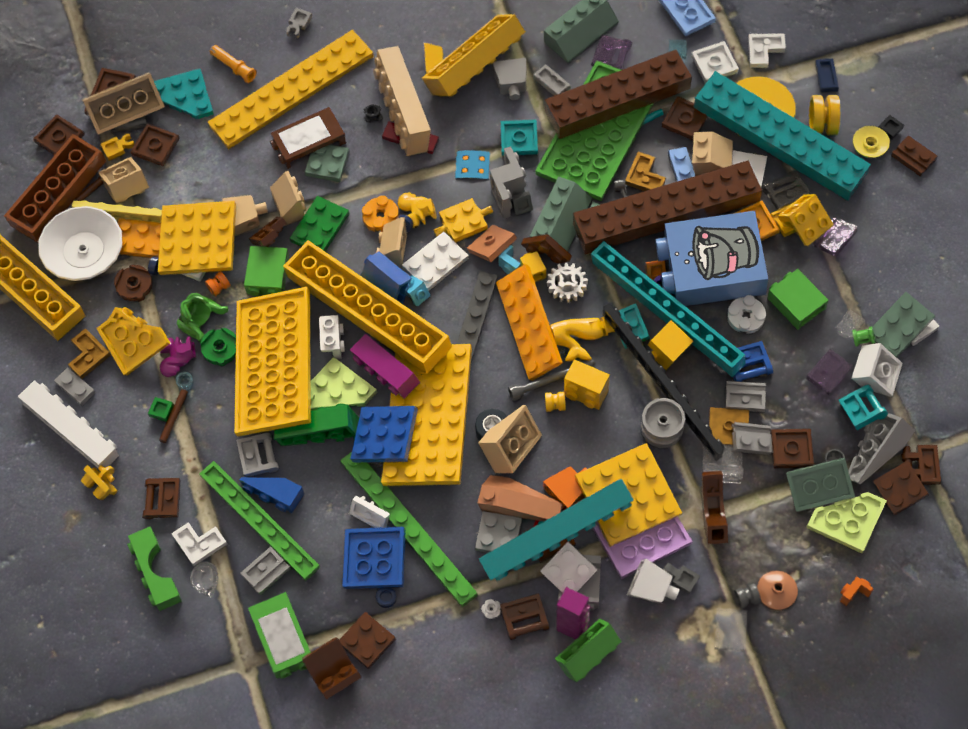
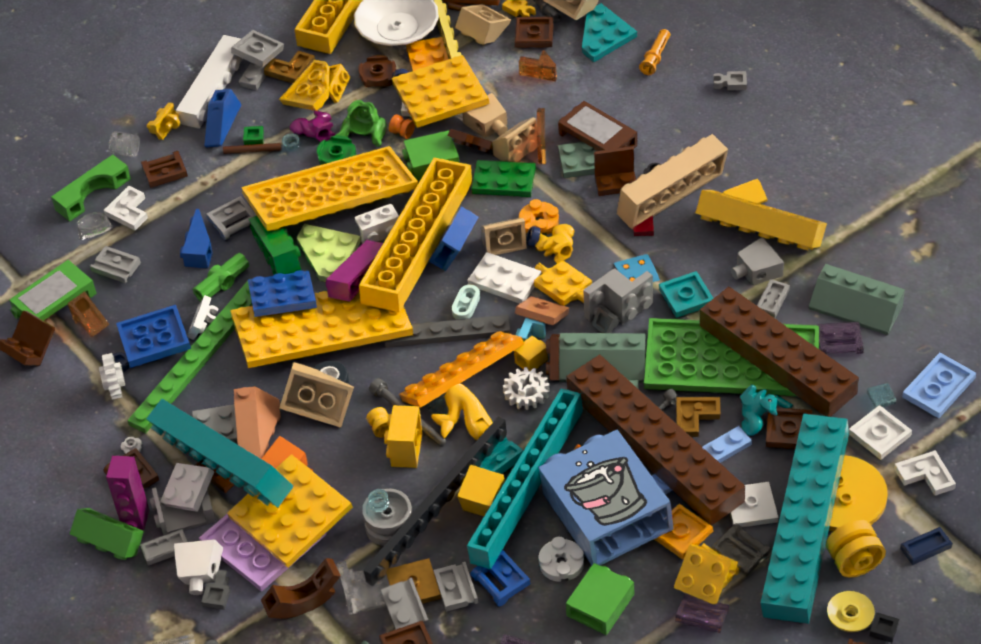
camera: 70 degrees right, 15 degrees down
(55, 371) = (257, 48): none -> light grey plate
(112, 524) = (124, 144): none -> clear piece
(126, 430) = (220, 116): none -> blue slope
(205, 152) = (539, 68): none -> clear orange slope
(259, 520) = (163, 244): bright green plate -> none
(290, 89) = (651, 103): yellow plate -> none
(303, 176) = (541, 136): none -> clear orange tile
(324, 607) = (86, 313): none -> clear orange slope
(328, 483) = (221, 277): none -> bright green piece
(364, 141) = (613, 170): none -> reddish brown bracket
(367, 640) = (70, 363): reddish brown plate -> none
(414, 601) = (112, 376): none -> white gear
(417, 291) = (460, 271): medium azure bracket -> none
(454, 297) = (463, 305): none -> light aqua plate
(617, 607) = (162, 547): none -> light grey plate
(658, 132) = (753, 407): none -> teal animal
(658, 425) = (382, 505): none -> clear light blue bush
(711, 152) = (750, 460): tan slope -> none

